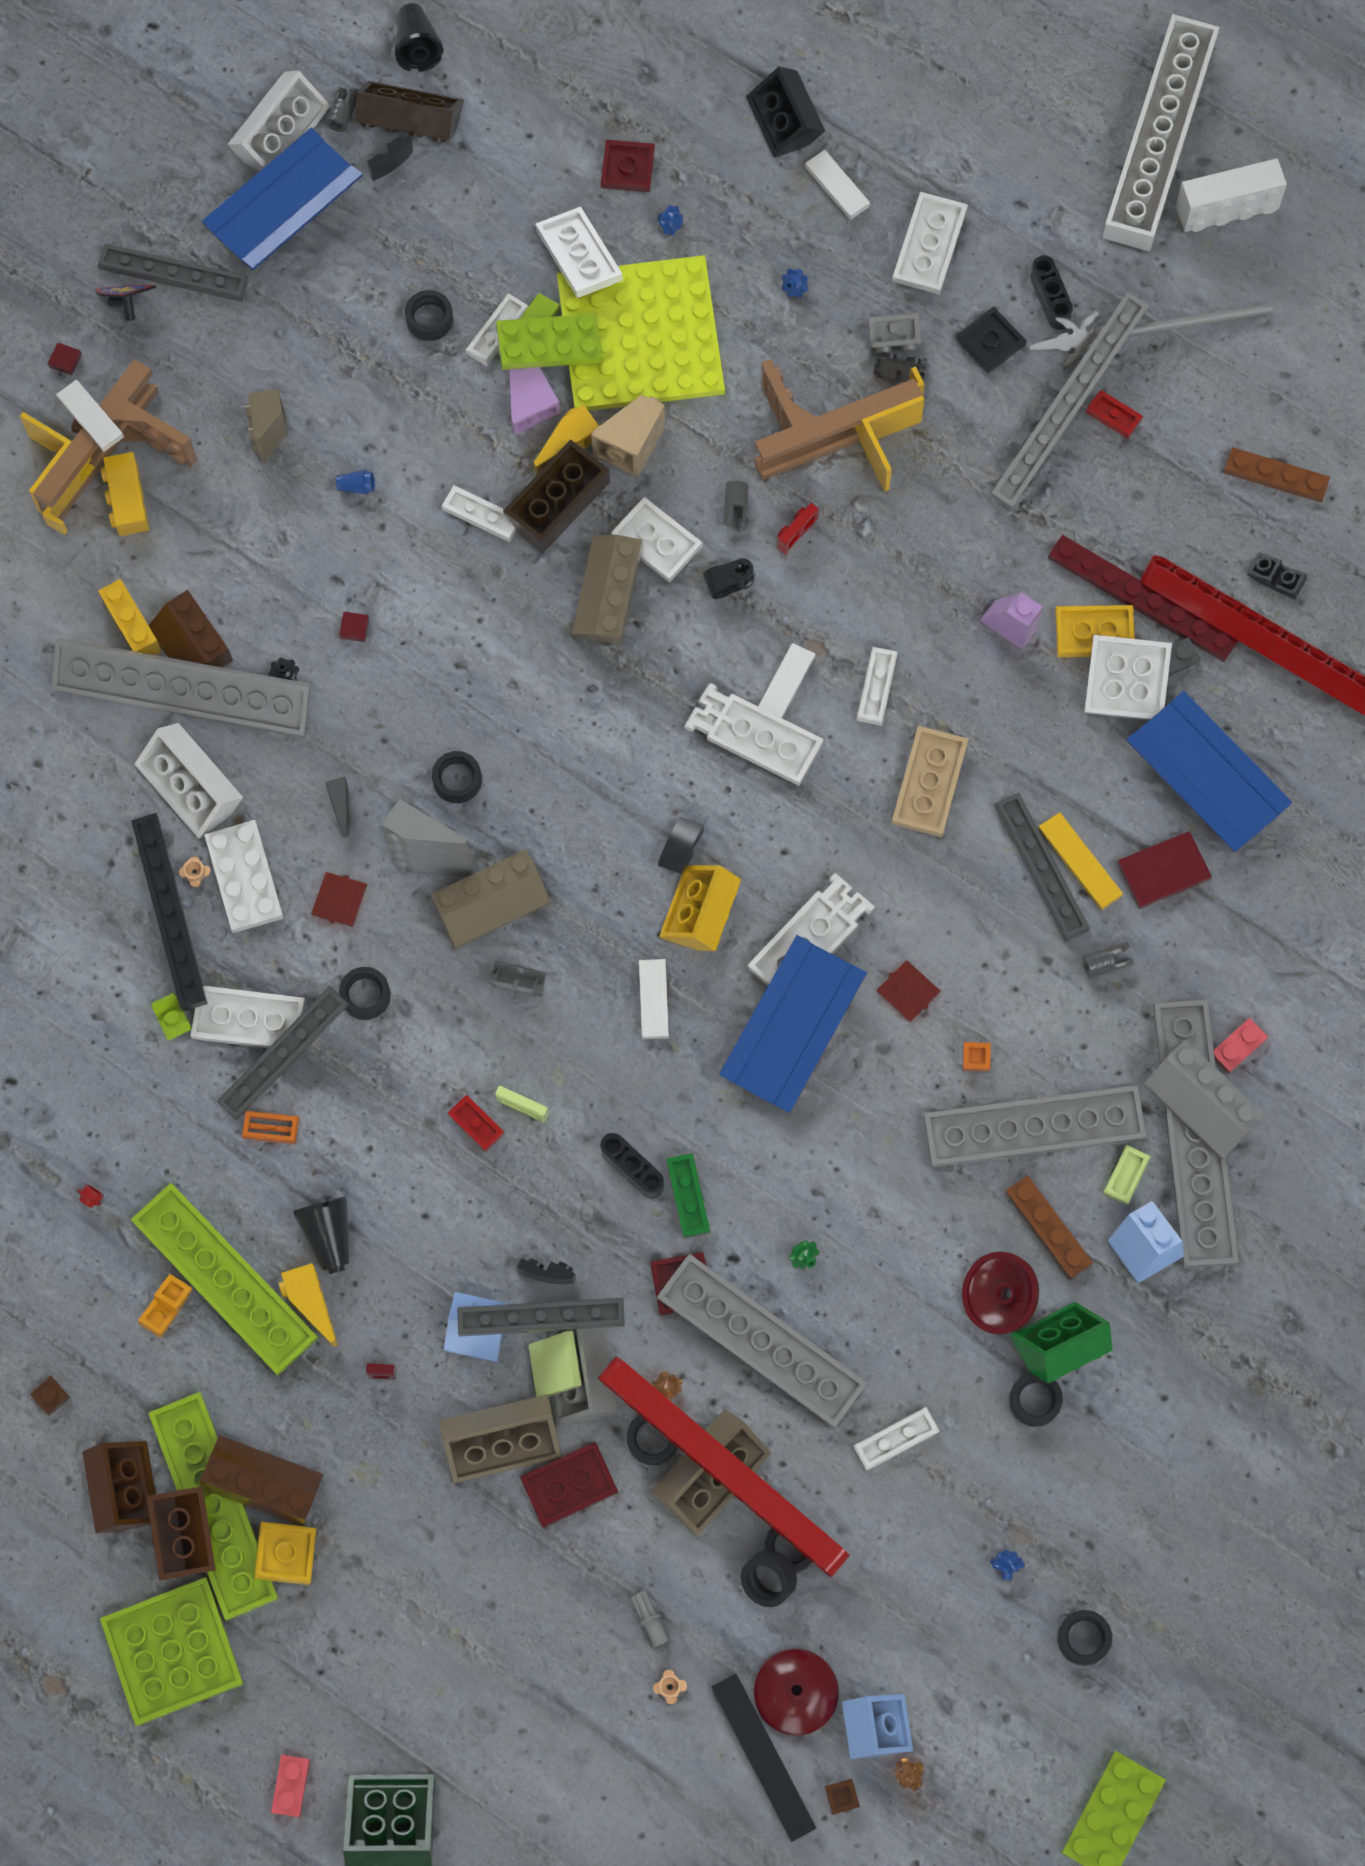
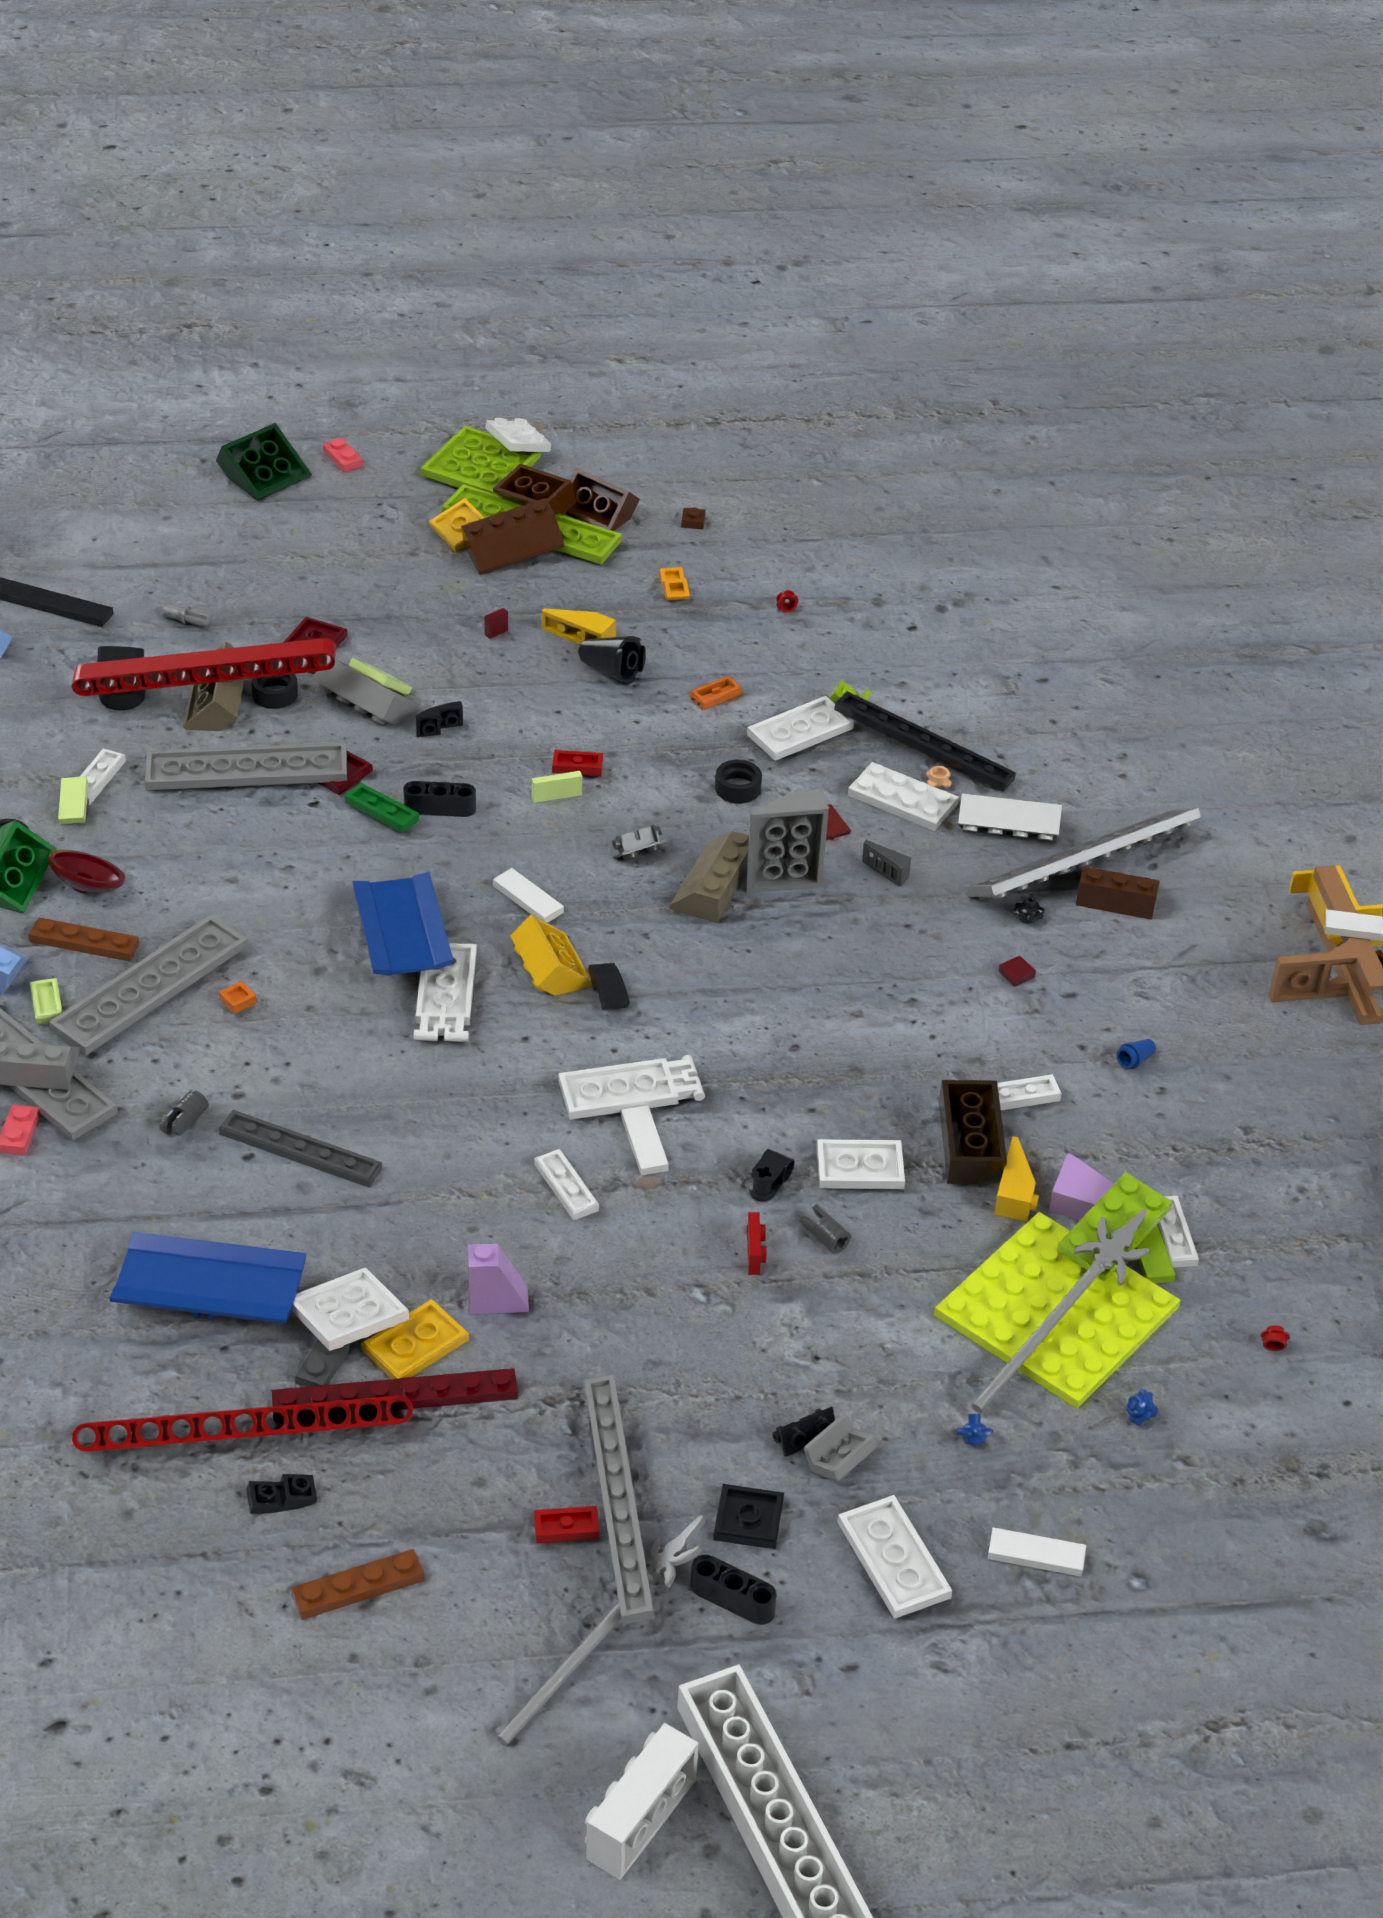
camera: 135 degrees right, 30 degrees down
(102, 1658) = (518, 435): none -> white plate
(125, 494) = (1280, 935): yellow brick -> none
(129, 618) = (1174, 868): yellow brick -> none
(224, 1279) = (660, 610): lime plate -> none
(266, 421) = (1250, 1032): dark tan slope -> none
(283, 1053) = (752, 718): dark grey tile -> none
(425, 298) = (1236, 1213): black tyre -> none
(451, 758) = (822, 940): black tyre -> none
(481, 1346) = (459, 676): light blue slope -> none
(500, 1438) = (384, 633): dark tan slope -> none
(529, 200) = (1275, 1338): none -> red plate
(541, 1317) = (411, 673): dark grey tile -> none
(579, 252) = (1180, 1317): white plate -> none
(583, 315) = (1109, 1252): none -> light grey piece
(608, 588) = (852, 1099): dark tan slope -> none
(627, 165) = (1232, 1427): dark red plate -> none
(630, 435) = (961, 1204): tan slope -> none
(668, 1384) = (291, 712): clear orange plant -> none
(678, 1687) = (141, 596): light nougat plate -> none
(785, 112) = (1154, 1577): black slope -> none
(793, 1713) = (51, 637): dark red dish -> none
(804, 1254) = (260, 821): green plant -> none
(812, 437) = (783, 1342): medium nougat piece -> none
(908, 991) = (334, 1011): clear red piece -> none
(930, 781) = (452, 1143): tan plate -> none
(943, 1410) = (73, 800): none -> yellowish green tile
(1080, 861) = (270, 1169): yellow tile -> none
(1164, 870) = (189, 1205): dark red tile -> none

